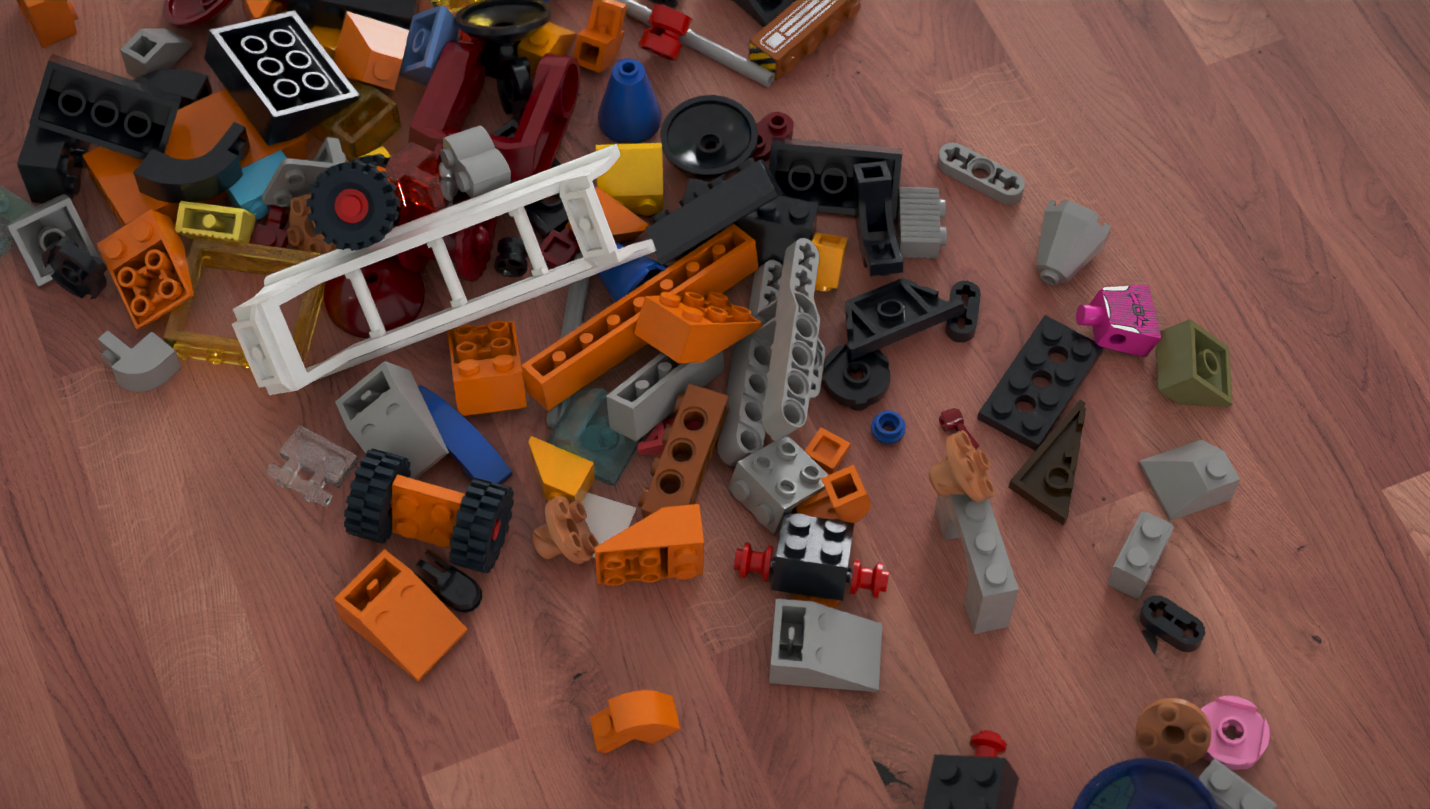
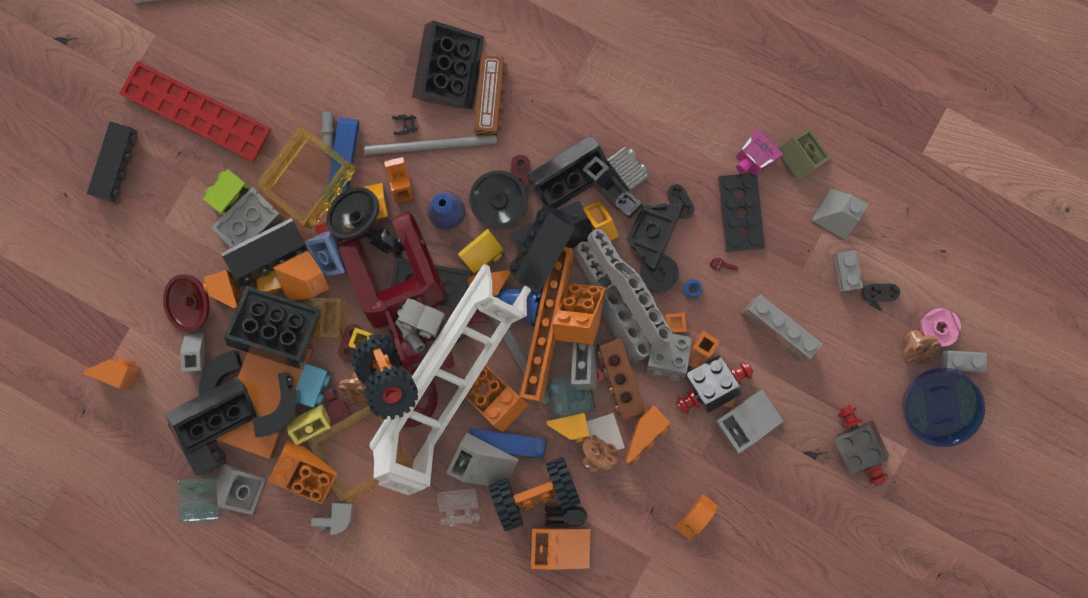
camera: 35 degrees left, 25 degrees up
(75, 268) = (267, 500): black plate -> none
(296, 175) = (337, 361): light grey bracket -> none
(416, 177) = (396, 349): clear red brick -> none
(665, 32) = (430, 157): red wheel -> none
(962, 470) = (763, 309): nougat plate -> none
(975, 161) = (648, 122): light grey beam -> none
(1050, 472) = (779, 259): dark brown wing -> none
(1068, 241) = (704, 132): light grey cone -> none

